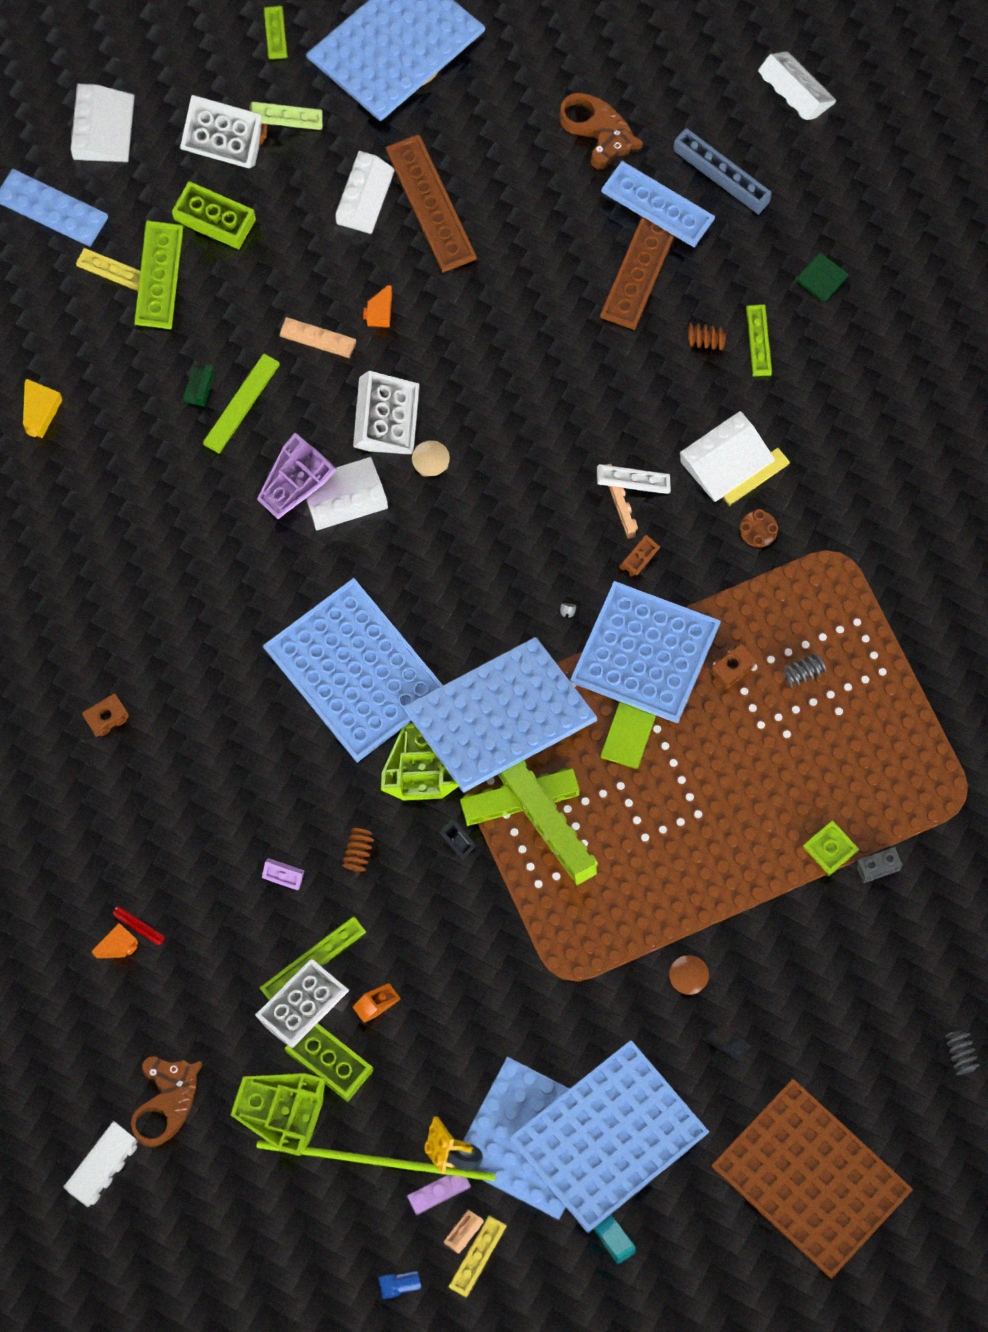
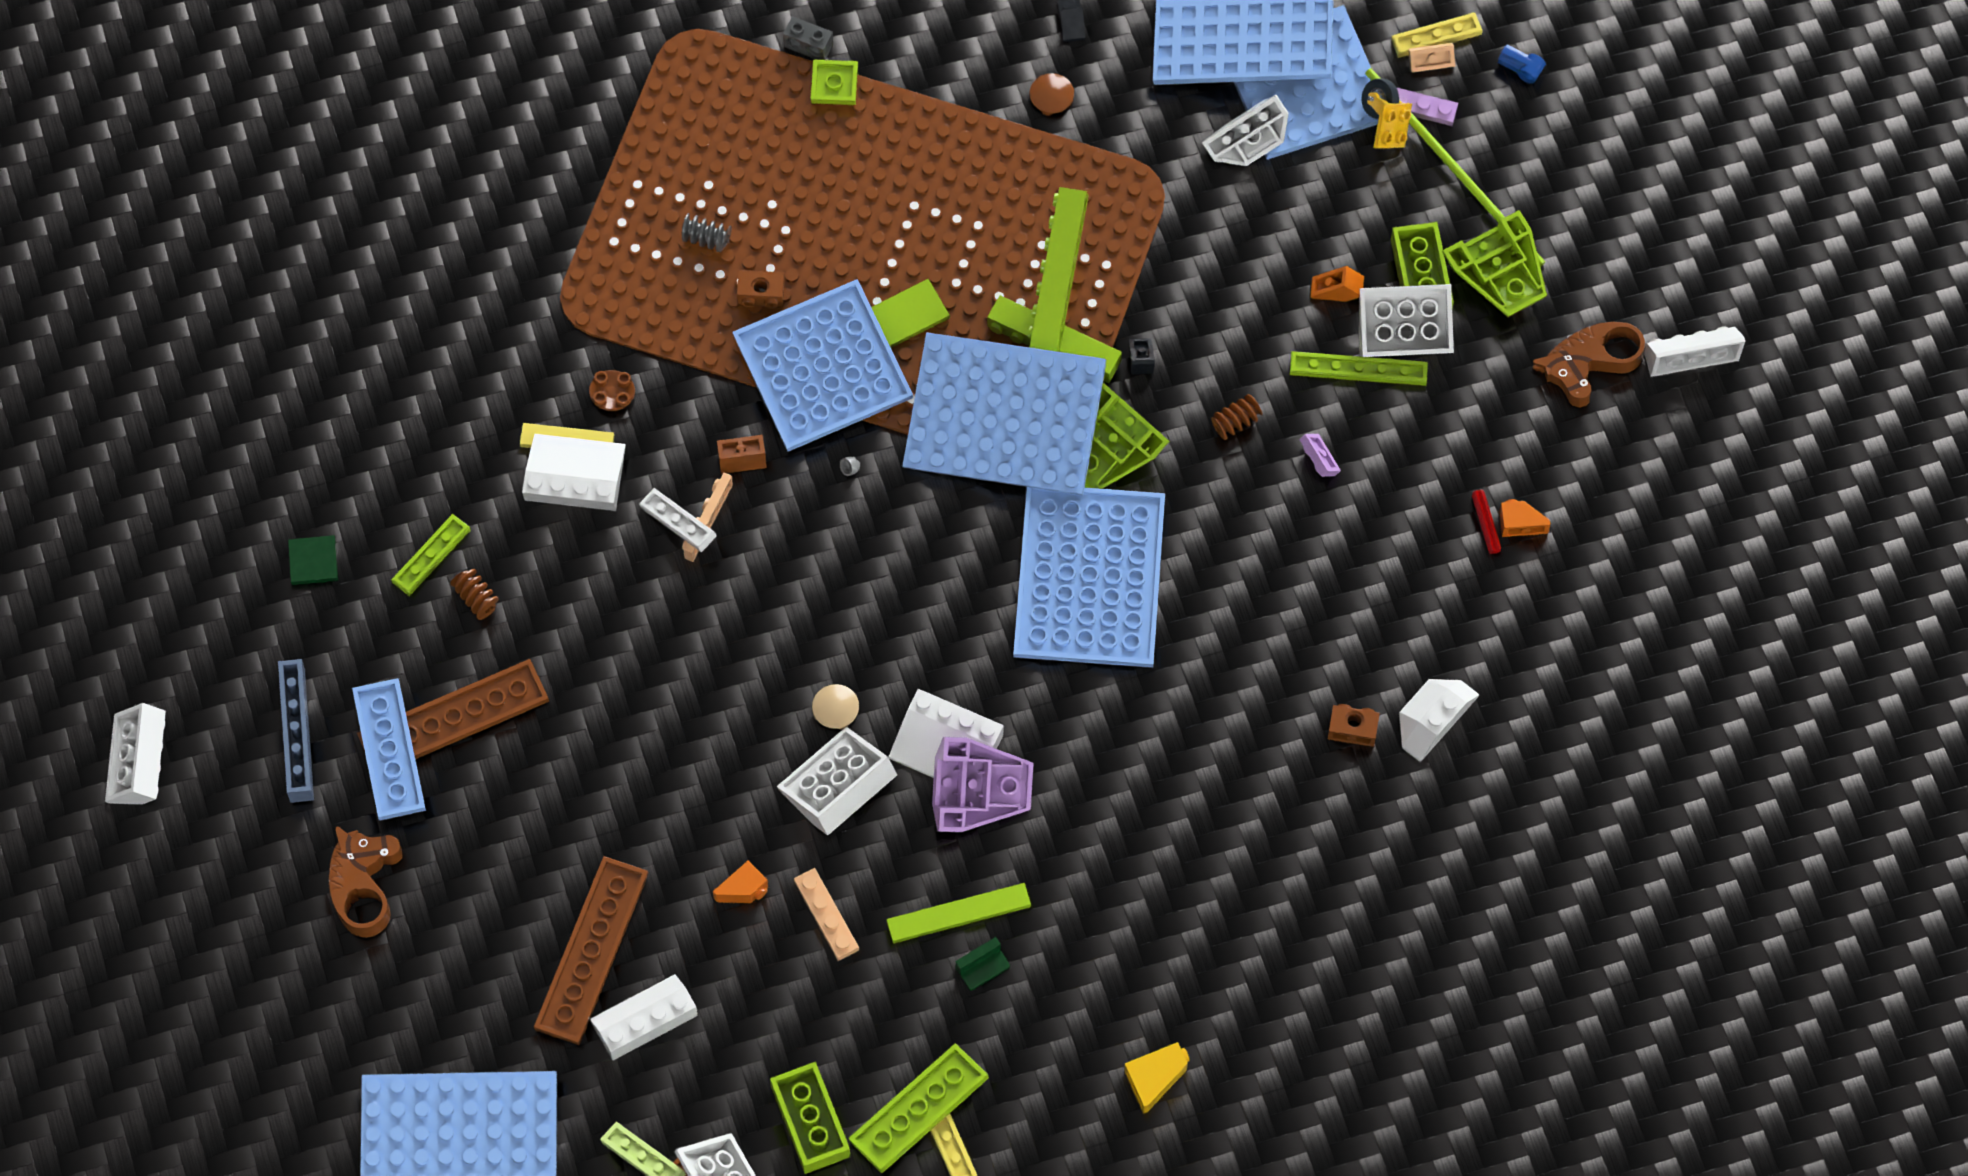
camera: 140 degrees left, 5 degrees down
(62, 769) = (1432, 714): none -> white wedge
(531, 1052) = (1250, 134): none -> white wedge

